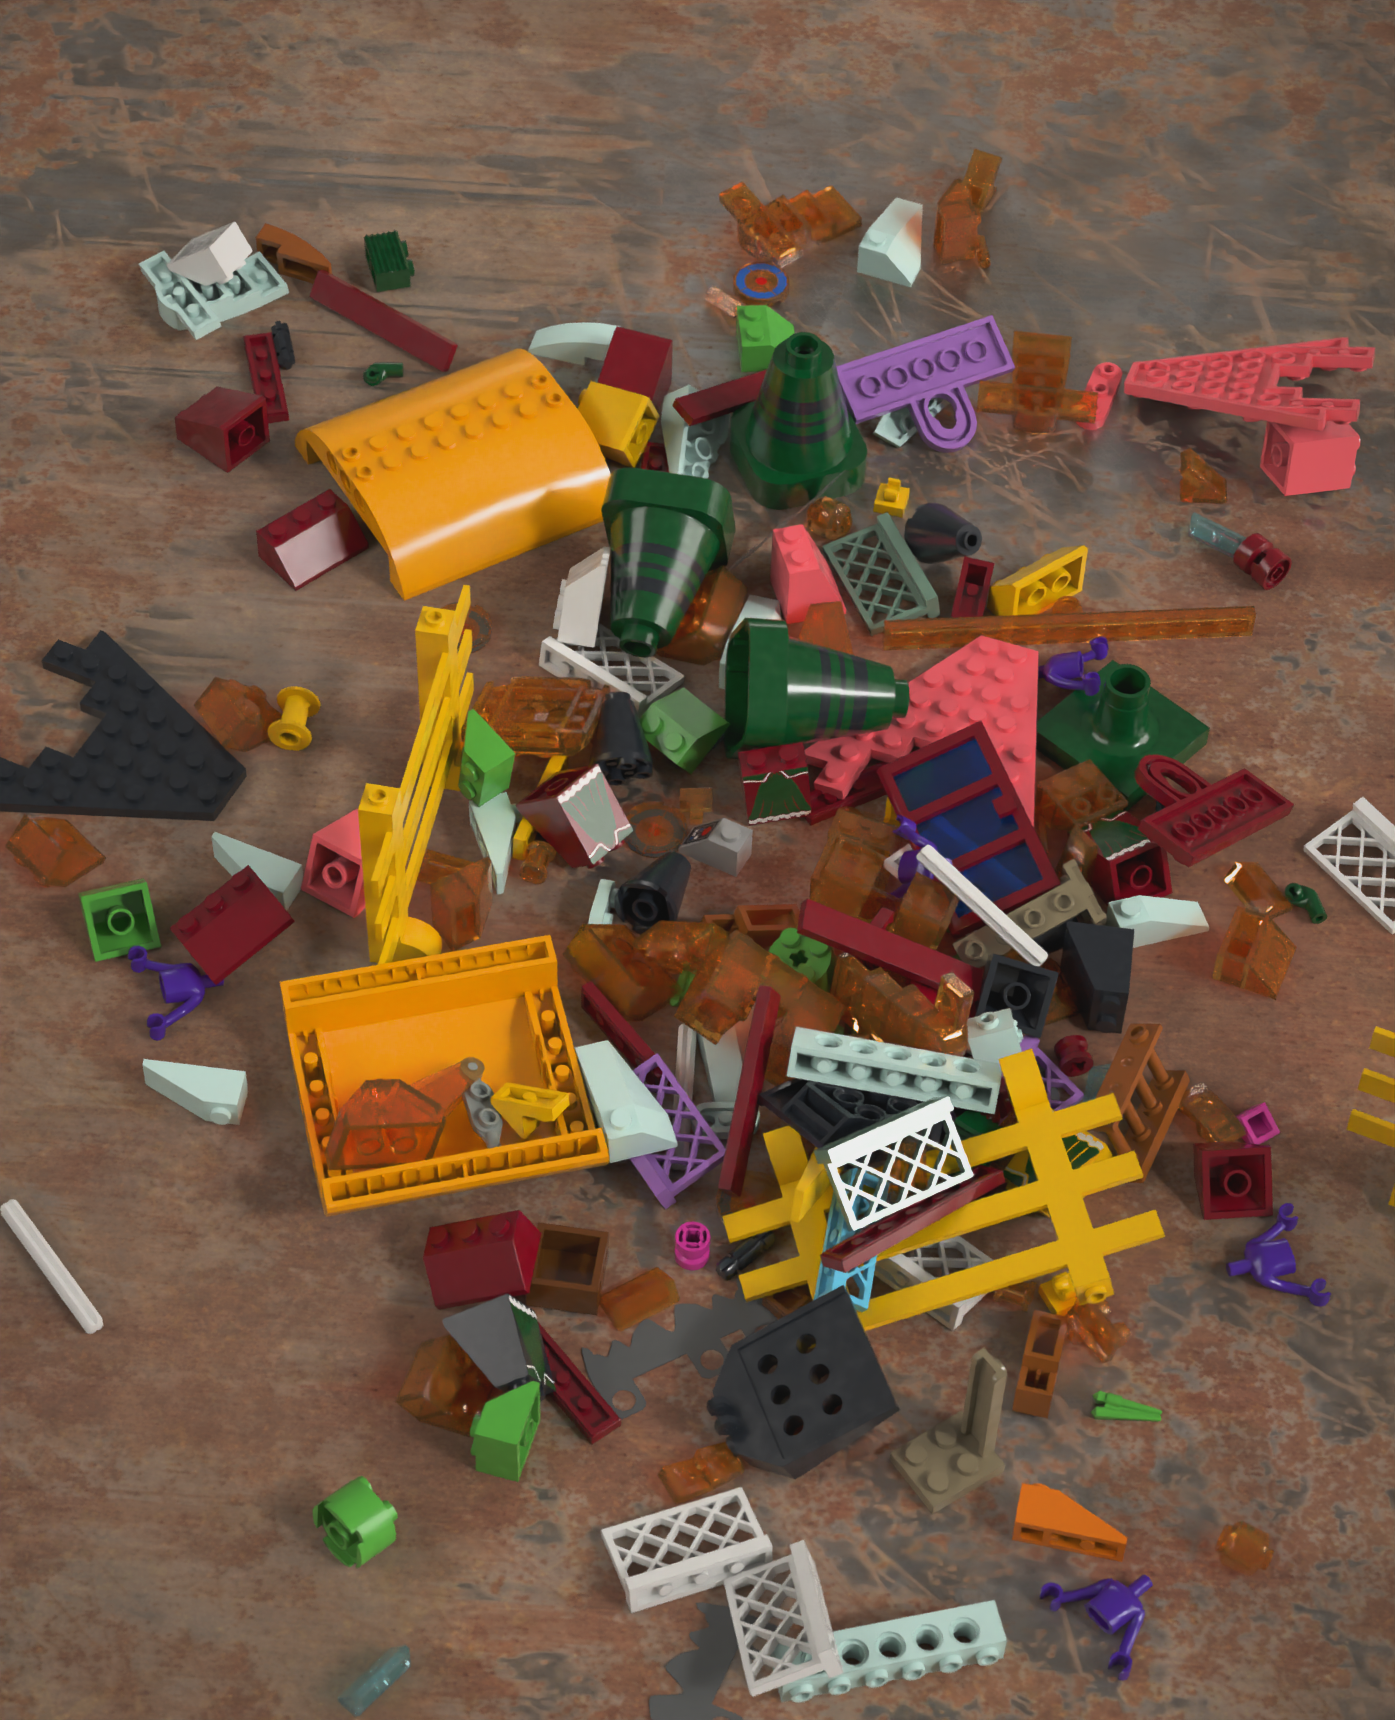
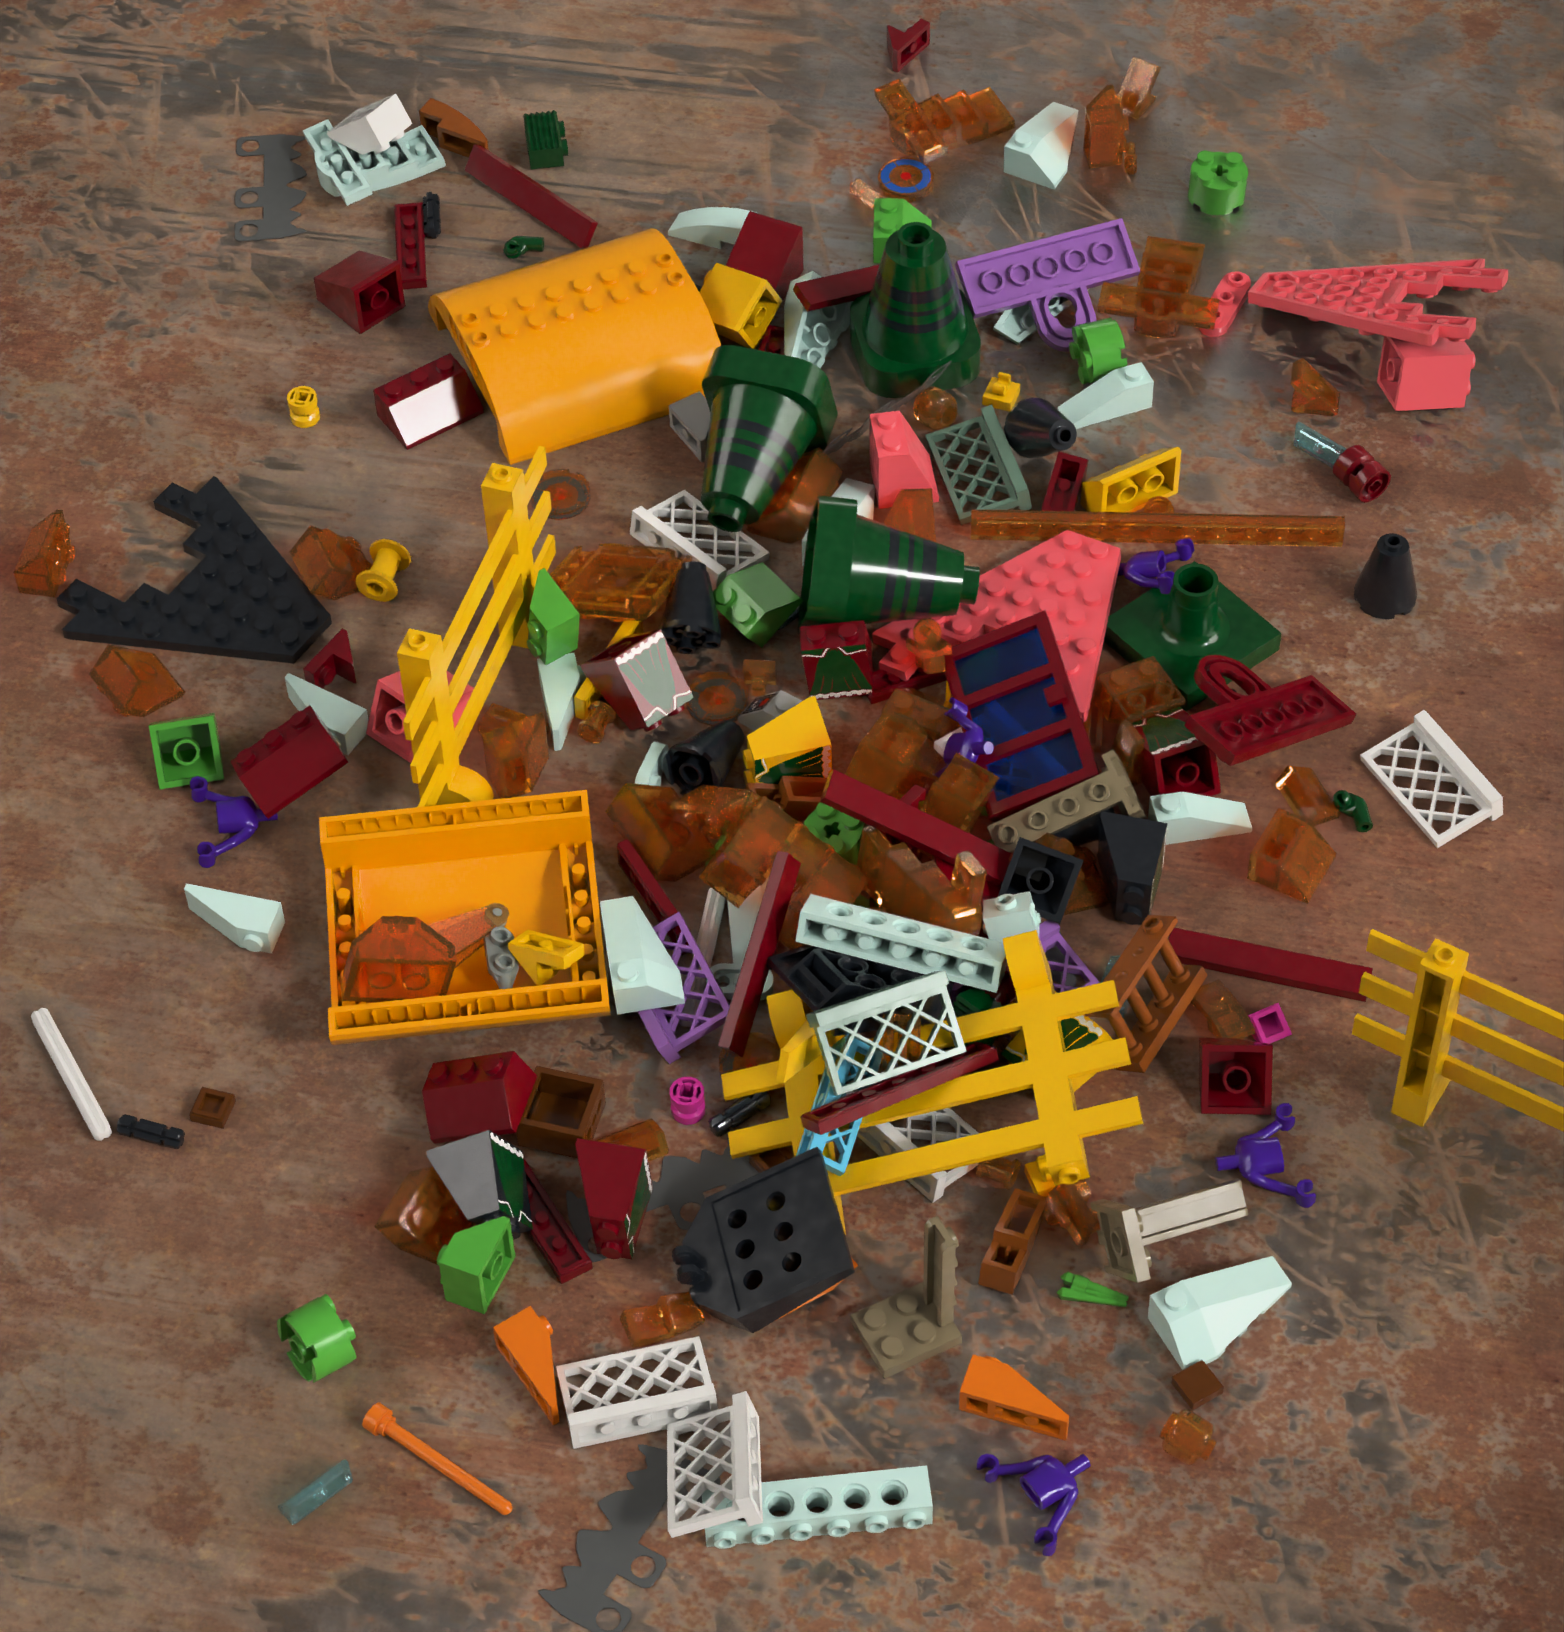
camera: 10 degrees right, 0 degrees up
(114, 330) = (275, 195): none -> dark grey piece
(144, 1320) = (150, 1131): none -> black axle
(183, 552) = (303, 406): none -> yellow wheel
(204, 1290) = (212, 1107): none -> reddish brown tile
(257, 815) = (331, 660): none -> dark red slope
(432, 1602) = (380, 1421): none -> orange piece
(572, 1516) = (528, 1350): none -> orange slope
(582, 600) = (677, 473): white wedge -> none
(583, 539) = (691, 422): none -> light grey slope
(635, 1347) = (616, 1194): none -> dark red slope
(740, 146) = (907, 45): none -> dark red slope
(742, 874) = (789, 746): none -> yellow slope
(866, 765) = (929, 646): none -> clear orange hips
(981, 906) = (1017, 790): white axle -> none
(985, 450) = (1097, 349): none -> bright green brick
(1004, 495) = (1110, 397): none -> light aqua slope
(1073, 1055) = (1094, 944): dark red wheel -> none
(1074, 272) = (1217, 182): none -> bright green brick
(1158, 1344) = (1129, 1229): none -> bracket
(1243, 1494) = (1197, 1385): none -> reddish brown tile
(1247, 1418) = (1212, 1309): none -> light aqua wedge
(1254, 1064) = (1268, 964): none -> dark red tile
(1305, 667) = (1387, 579): none -> black cone

